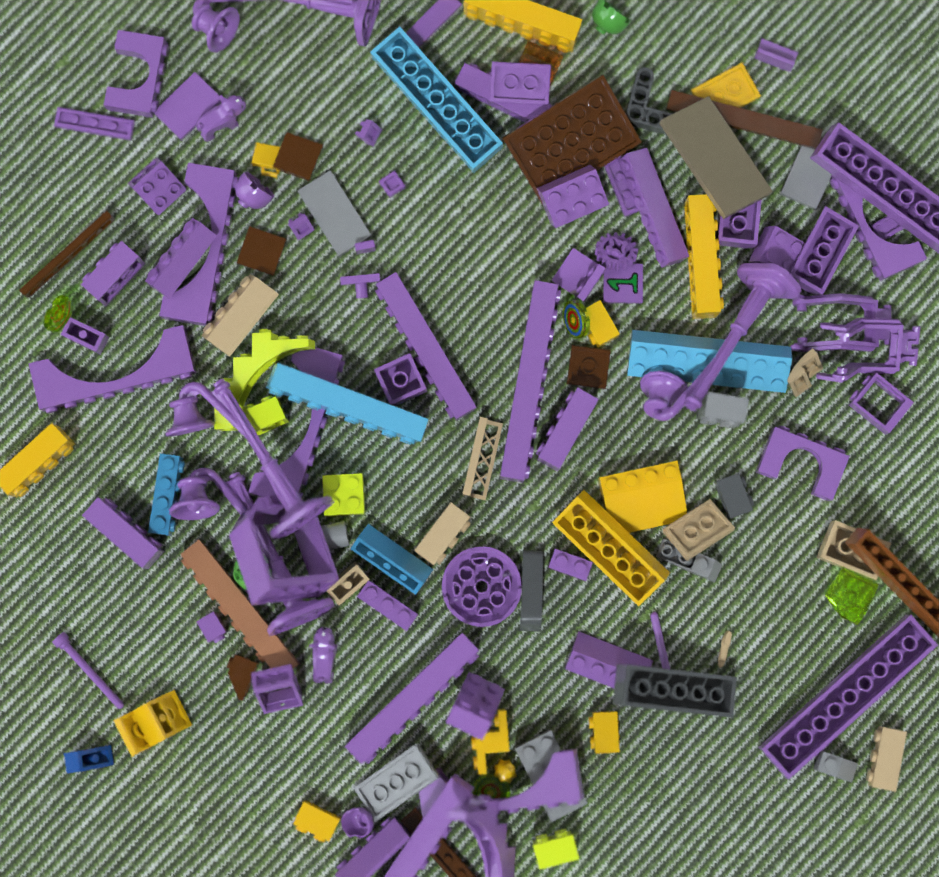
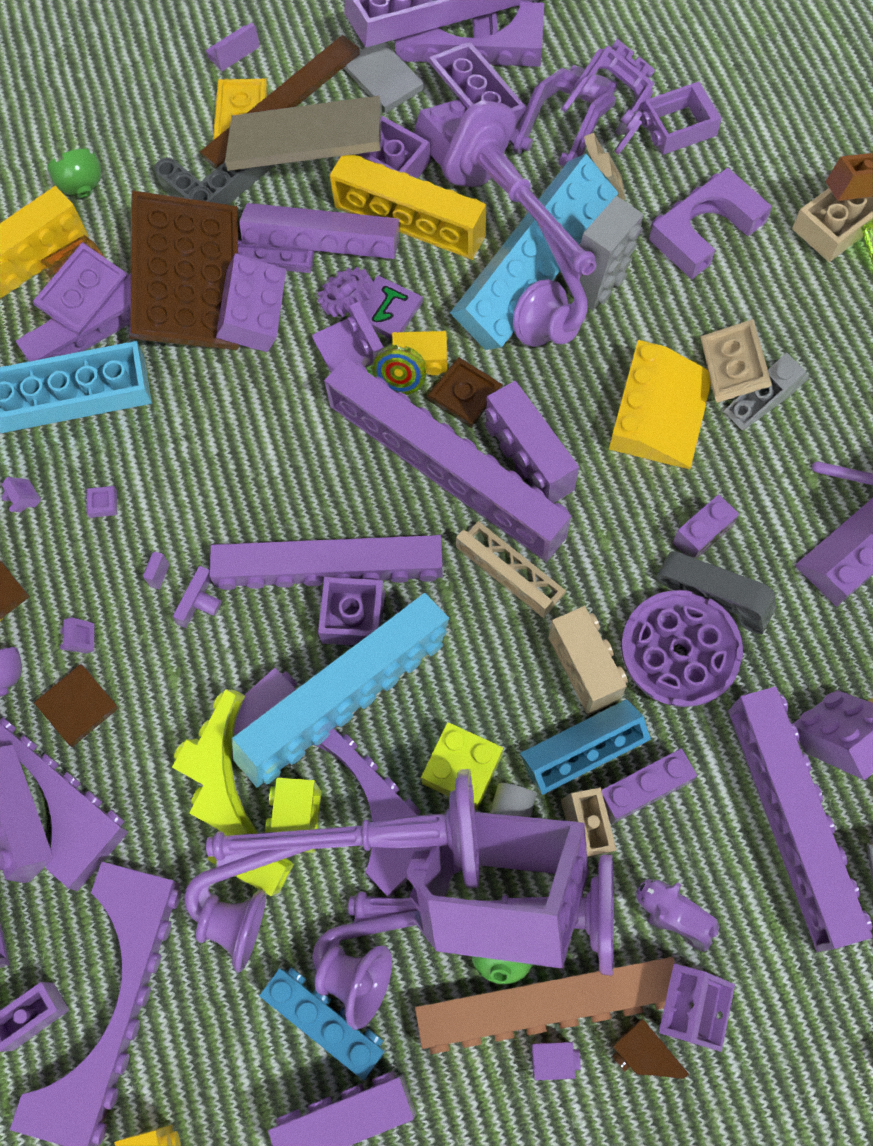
camera: 55 degrees left, 15 degrees down
(239, 314) = (138, 774): tan slope -> none
(334, 213) = (89, 588): light grey tile -> none
(611, 548) = (710, 465): yellow brick -> none
(734, 496) = (710, 308): dark grey brick -> none

